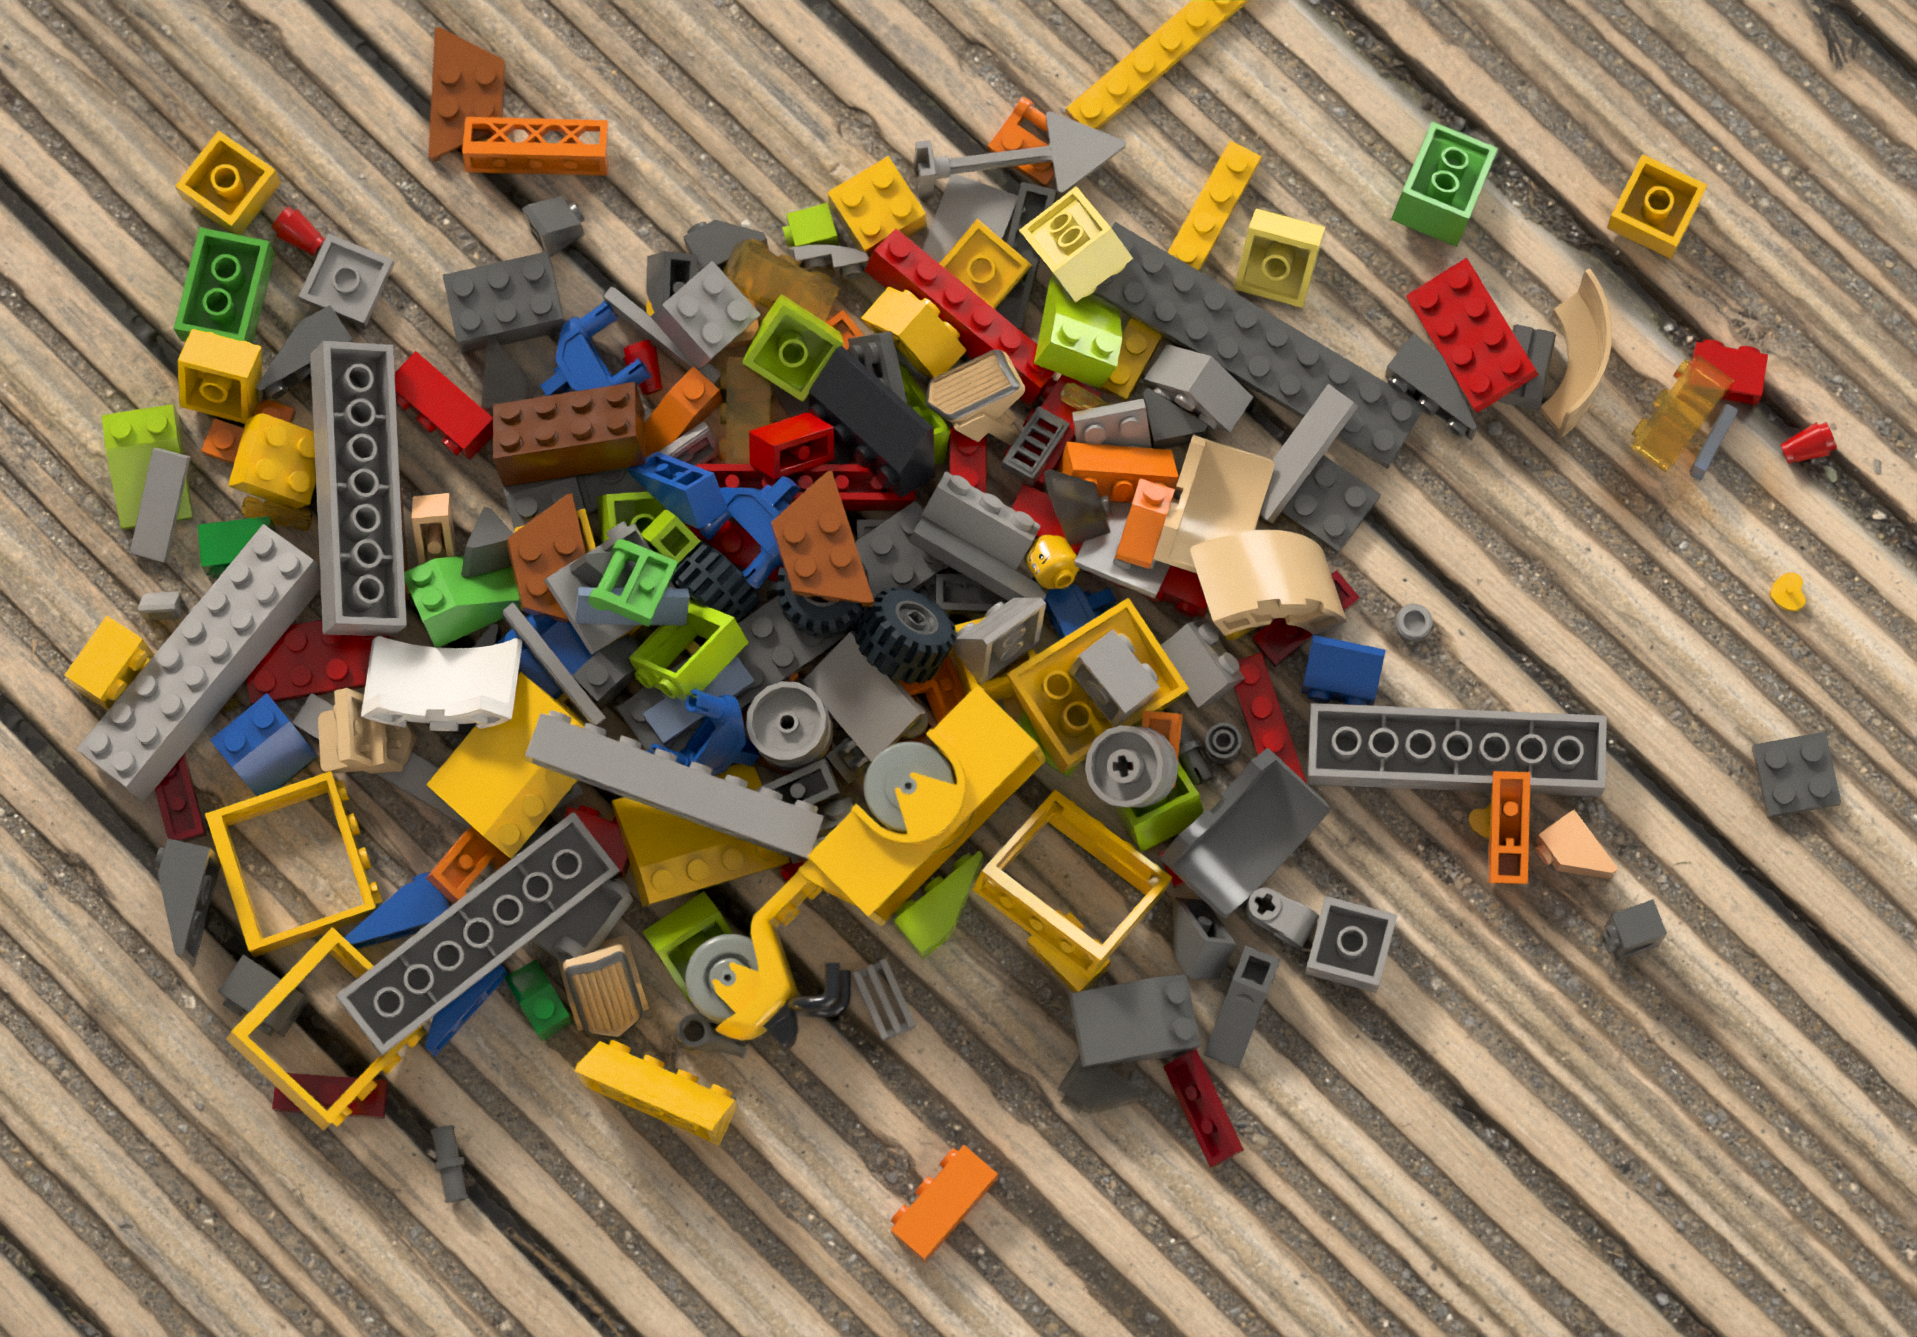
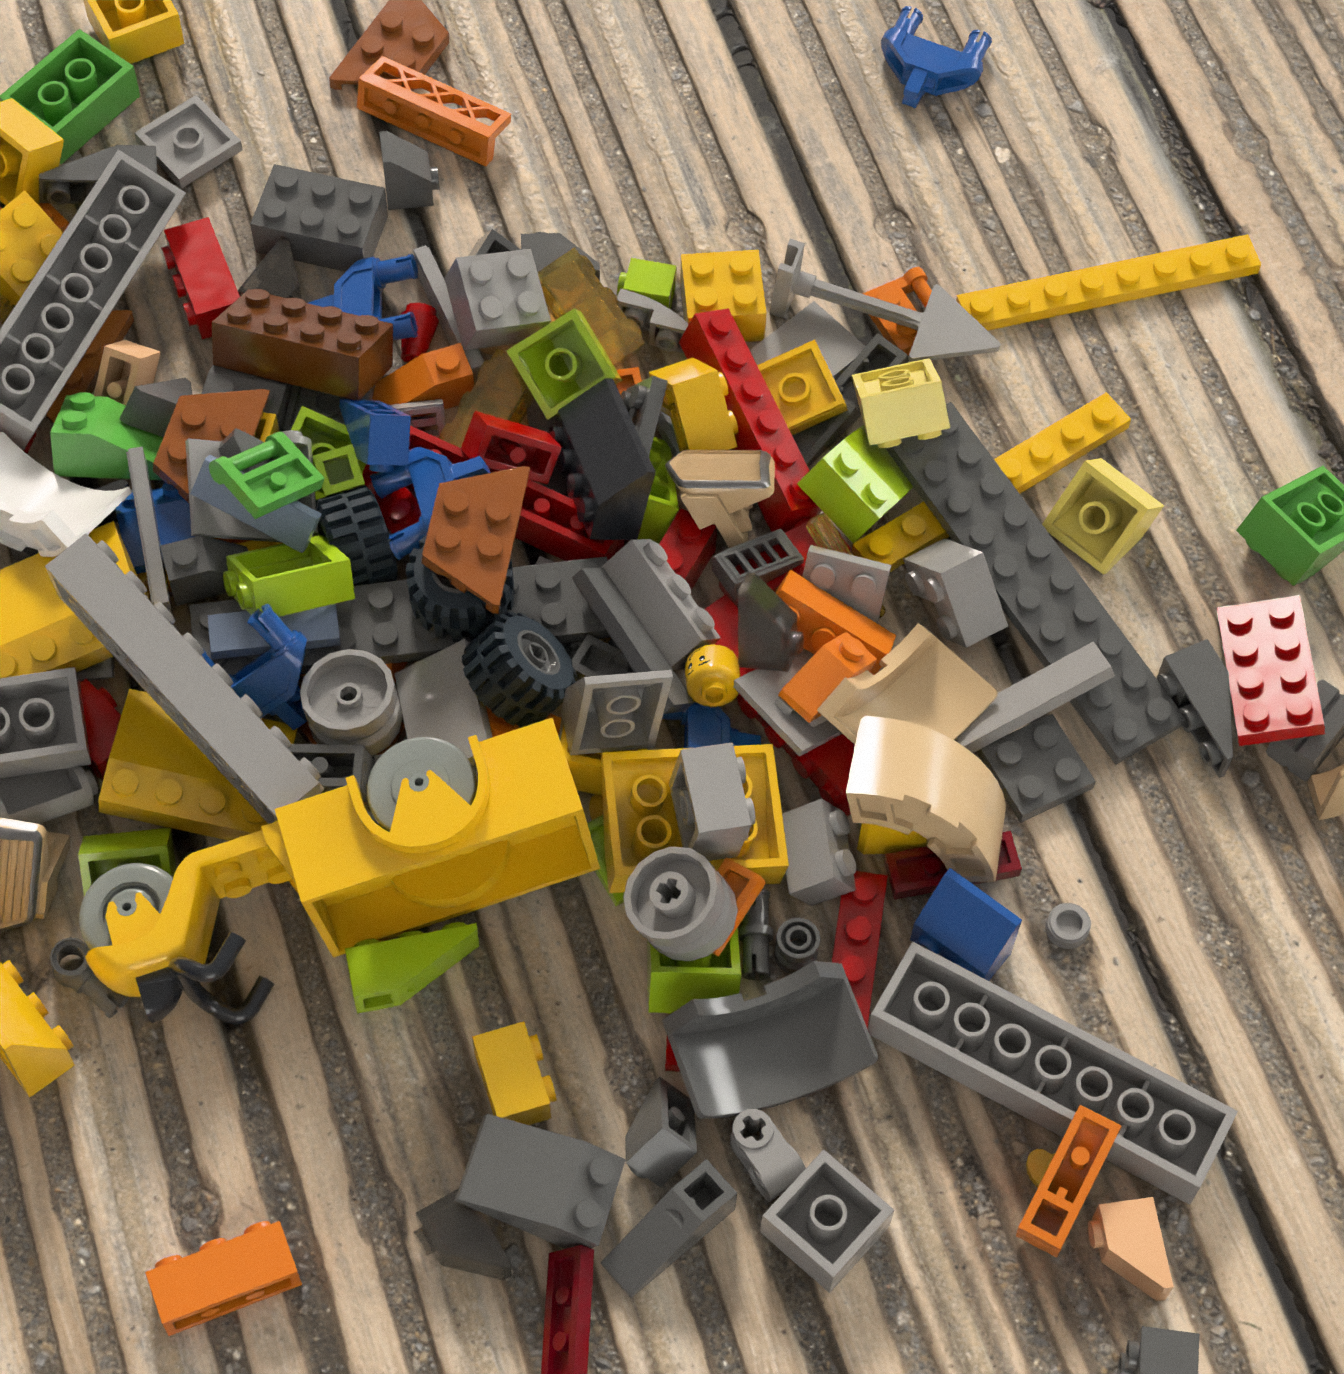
camera: 20 degrees right, 15 degrees down
(298, 231) = (169, 80): red cone -> none
(871, 970) = (294, 998): light grey tile -> none
(1040, 918) = (501, 1028): yellow window -> none
(1169, 423) = (908, 607): dark grey slope -> none

